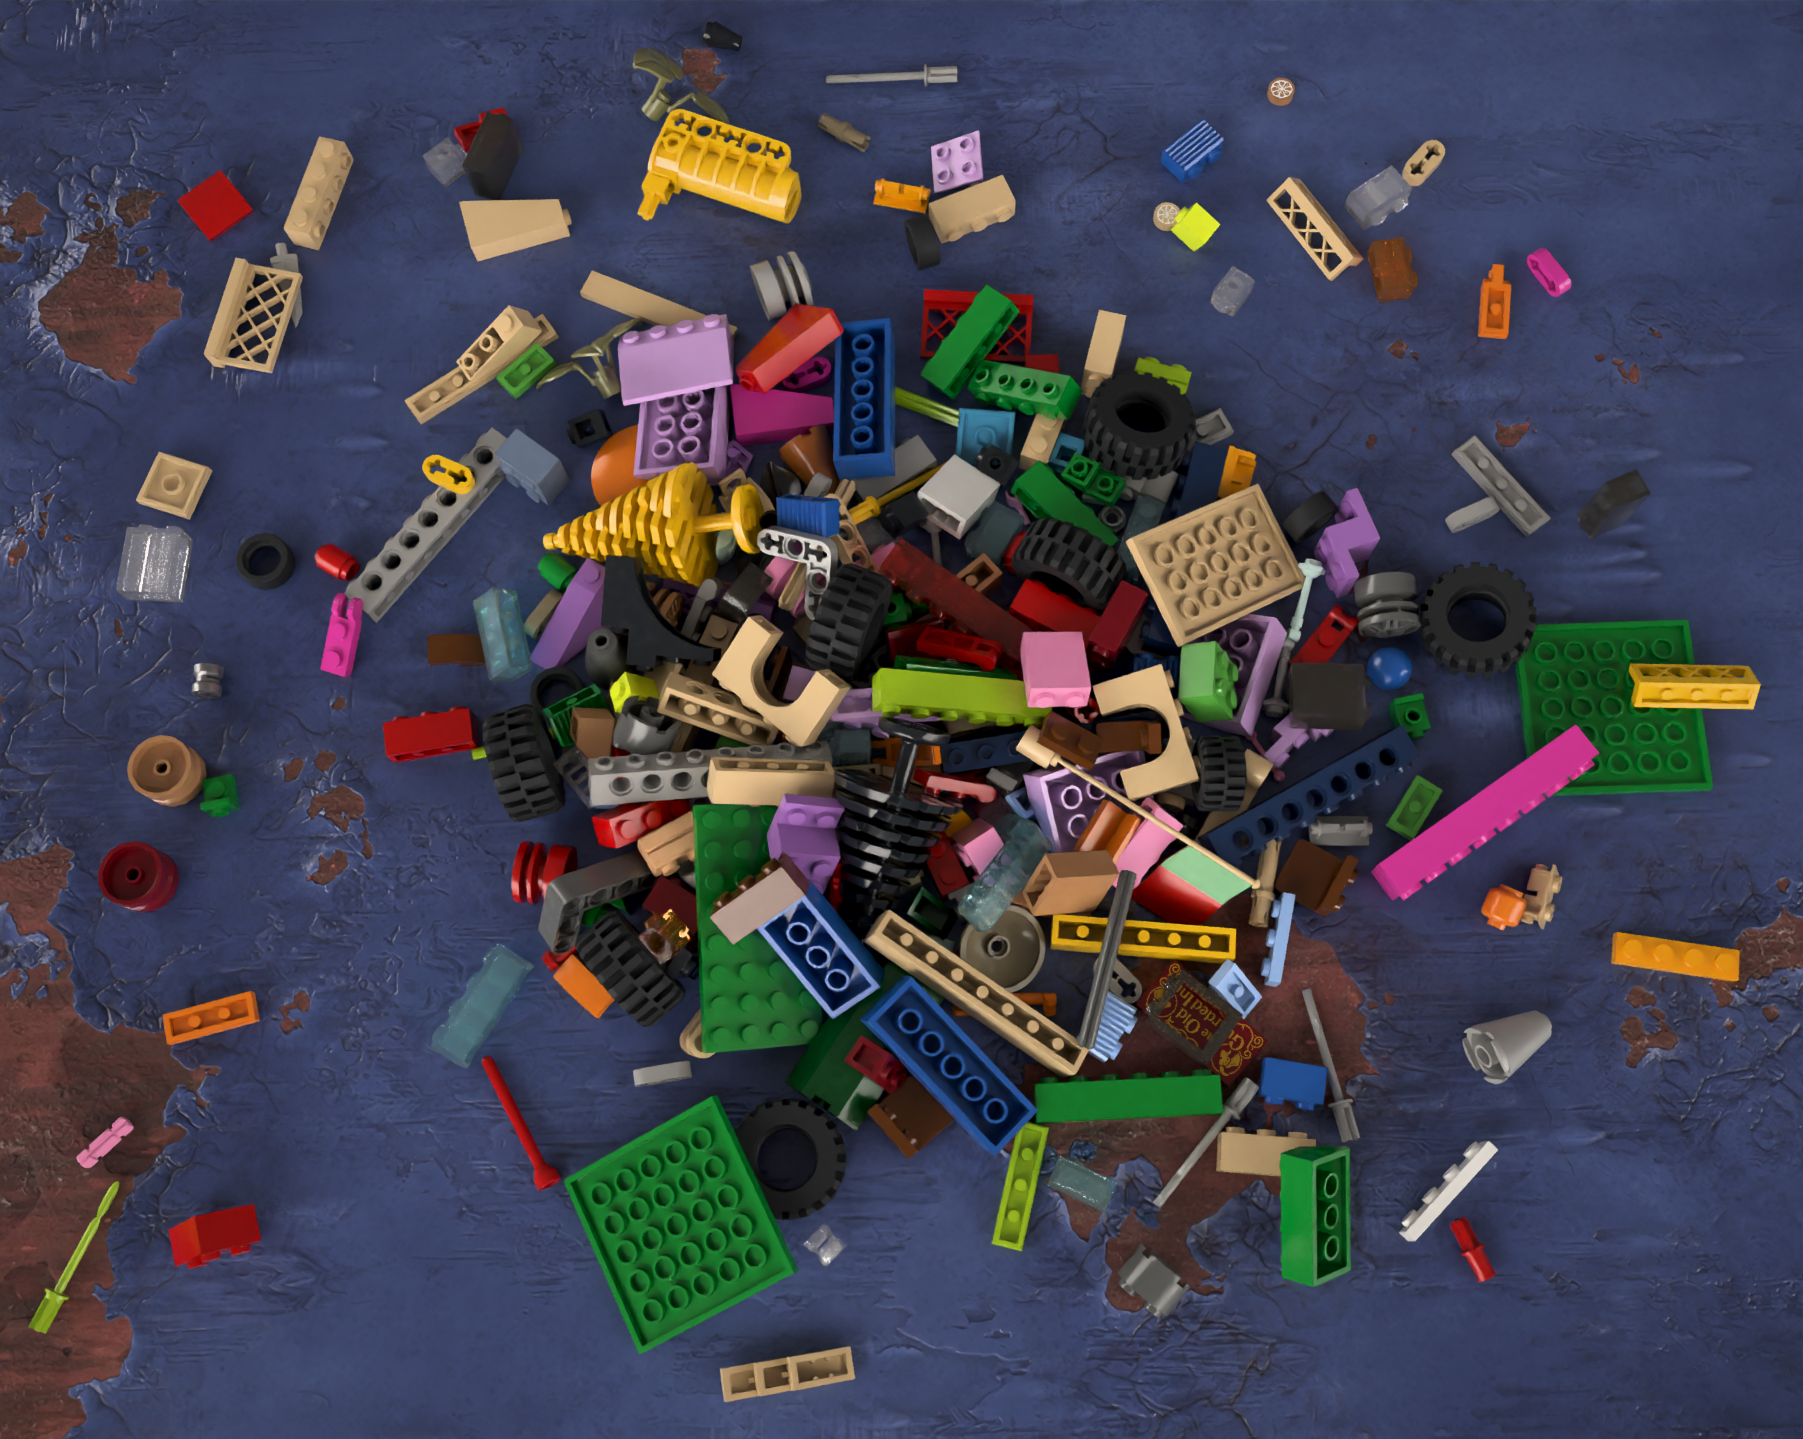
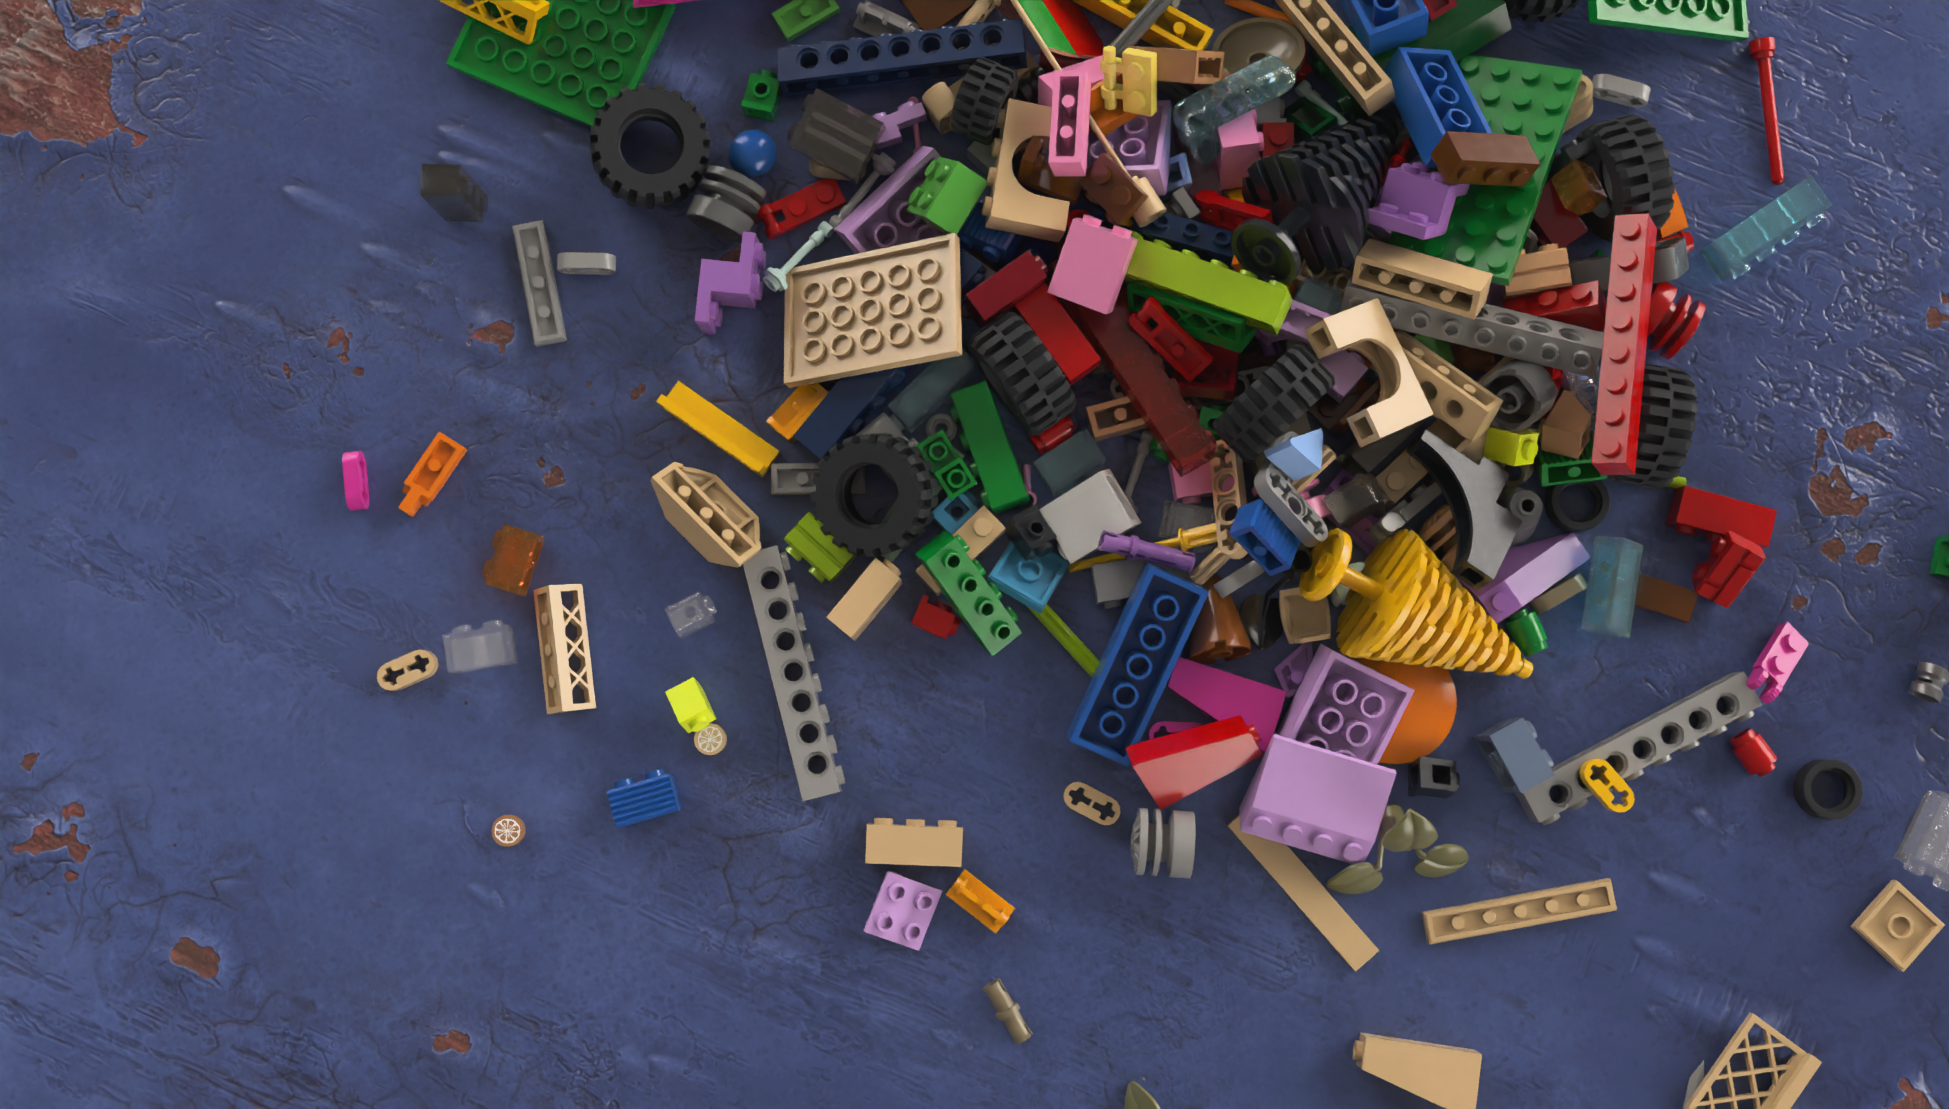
camera: 160 degrees left, 10 degrees up
(411, 689) = (1727, 568): none -> red brick
(499, 342) = (1493, 922): tan slope -> none
(526, 370) = (1473, 882): bright green plate -> none
(573, 793) = (1624, 345): none -> brick
(720, 168) = (1172, 1017): yellow piece -> none
(807, 589) = (1298, 455): none -> light blue slope
(851, 299) = (1088, 810): none -> tan beam
(903, 515) = (1157, 514): black brick -> none
(909, 477) = (1134, 548): none -> medium lavender pin
(922, 242) = (989, 824): black tyre -> none
(929, 75) = (879, 1038): light grey piece -> none
(959, 302) = (960, 727): red fence -> none
(969, 342) = (997, 678): green brick -> none
(1074, 216) = (756, 568): none -> light grey brick
(1104, 846) = (1139, 80): none -> light yellow plate
(1135, 770) = (1069, 123): none -> bright pink brick
(1259, 367) = (708, 514): none -> tan wedge
(1290, 435) = (719, 428): none -> yellow fence
(1310, 516) = (749, 328): black tyre -> none

